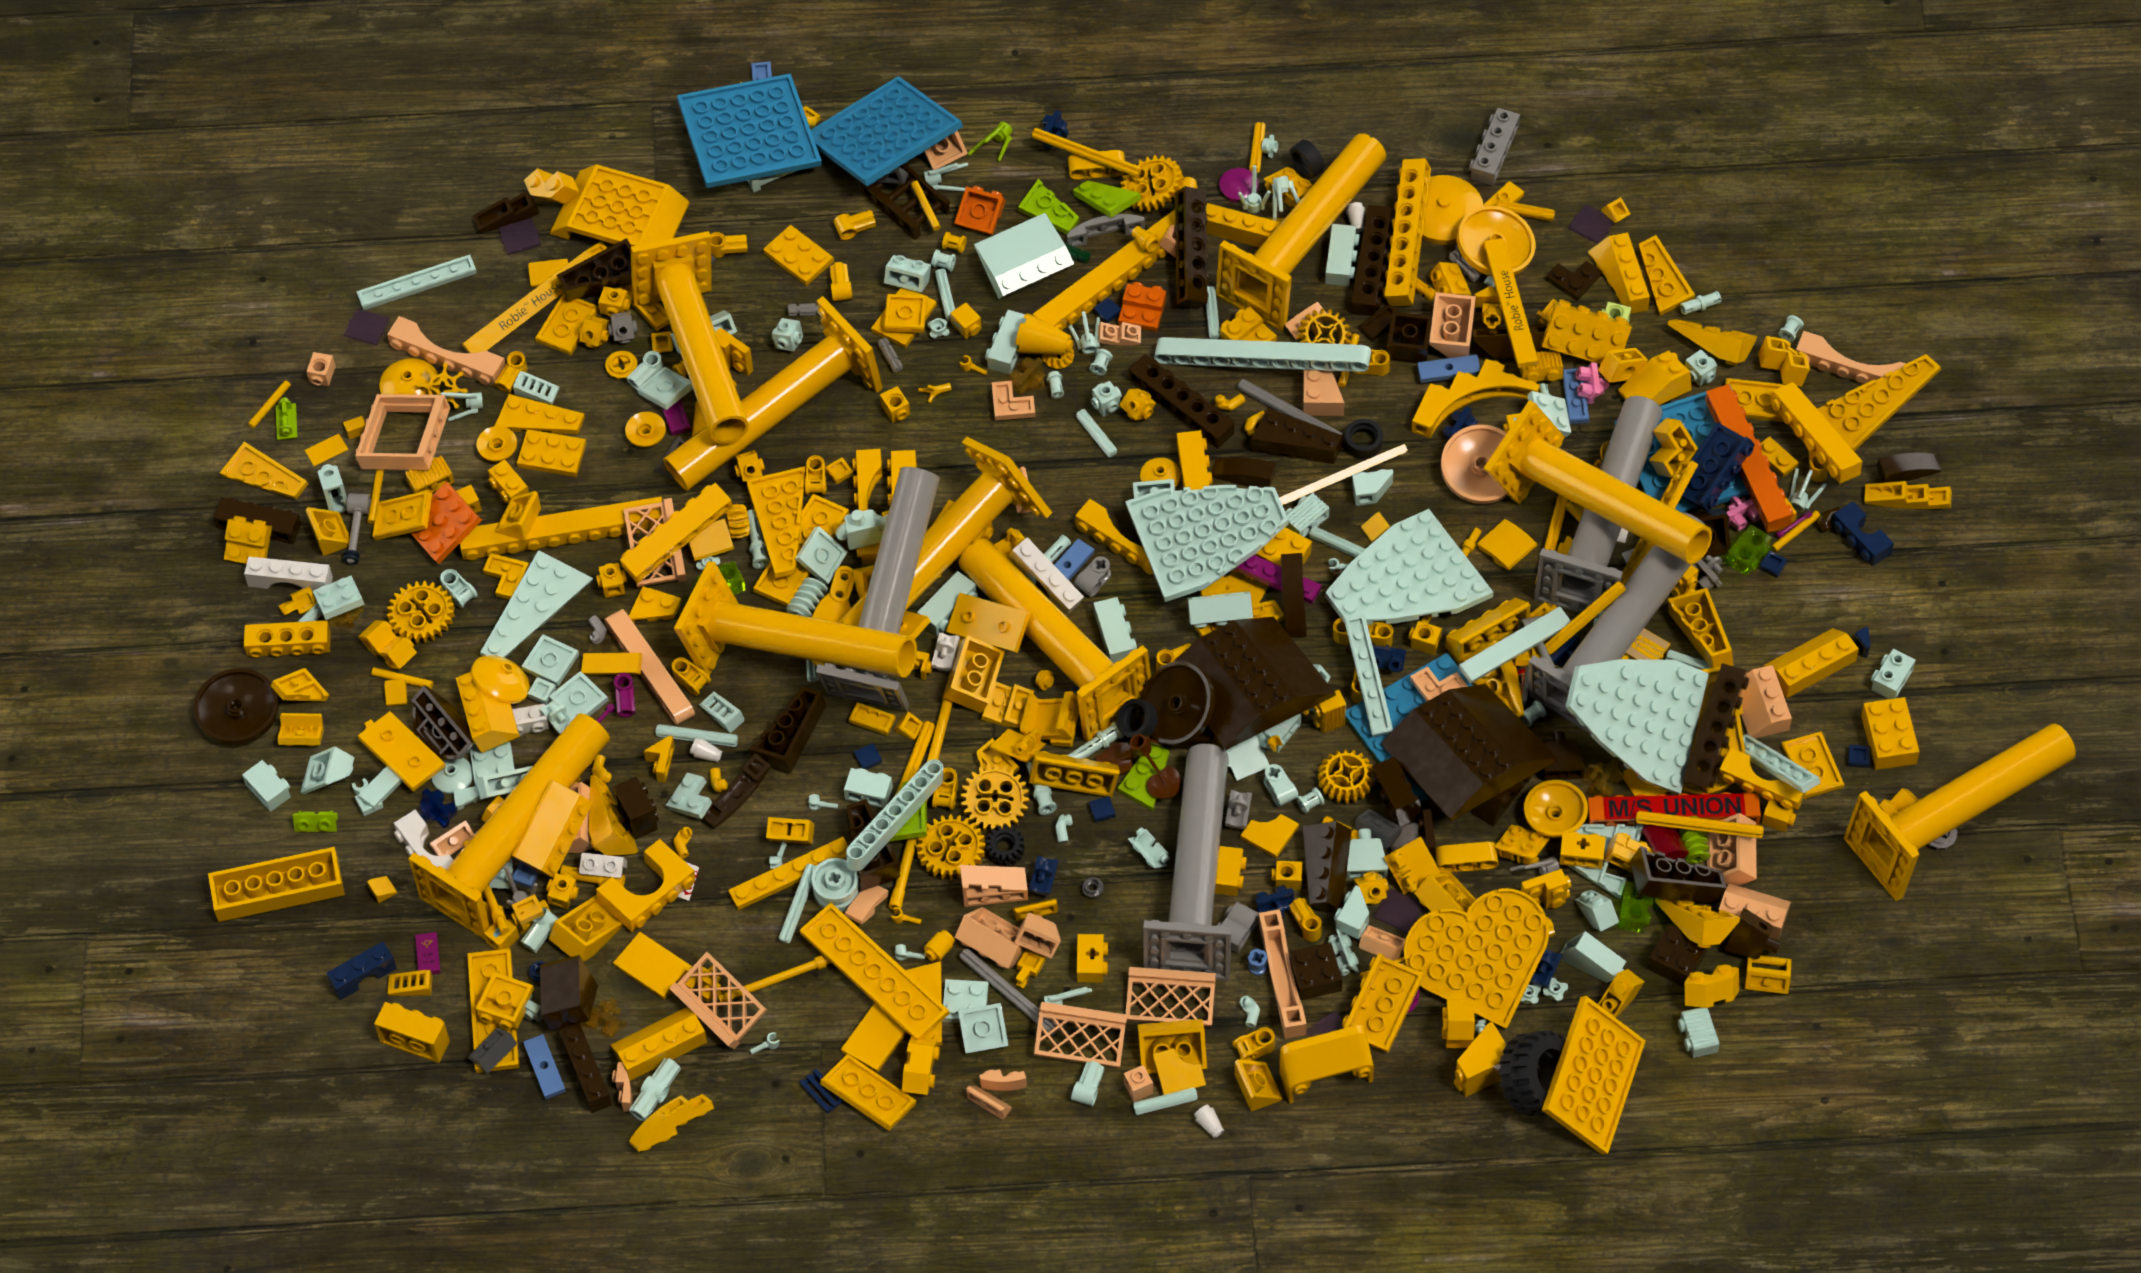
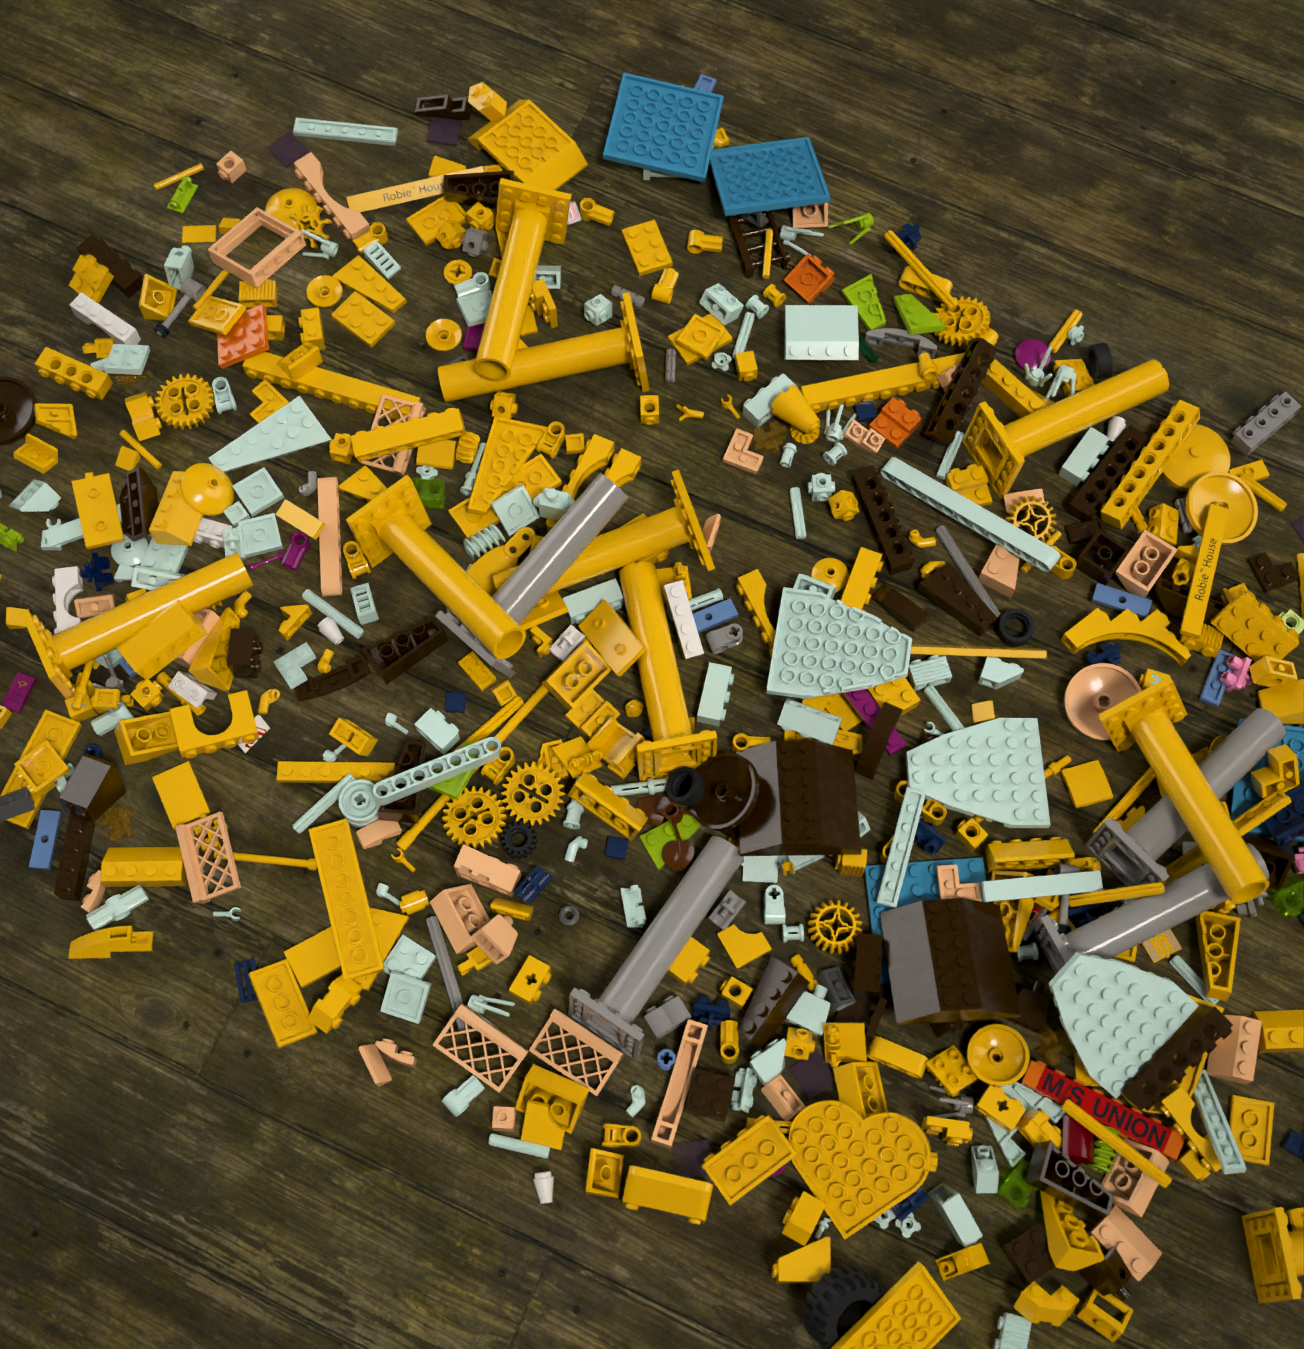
camera: 25 degrees right, 10 degrees up
(261, 471) = (138, 227): yellow wing -> none
(1553, 408) = (1188, 681): light aqua plate -> none

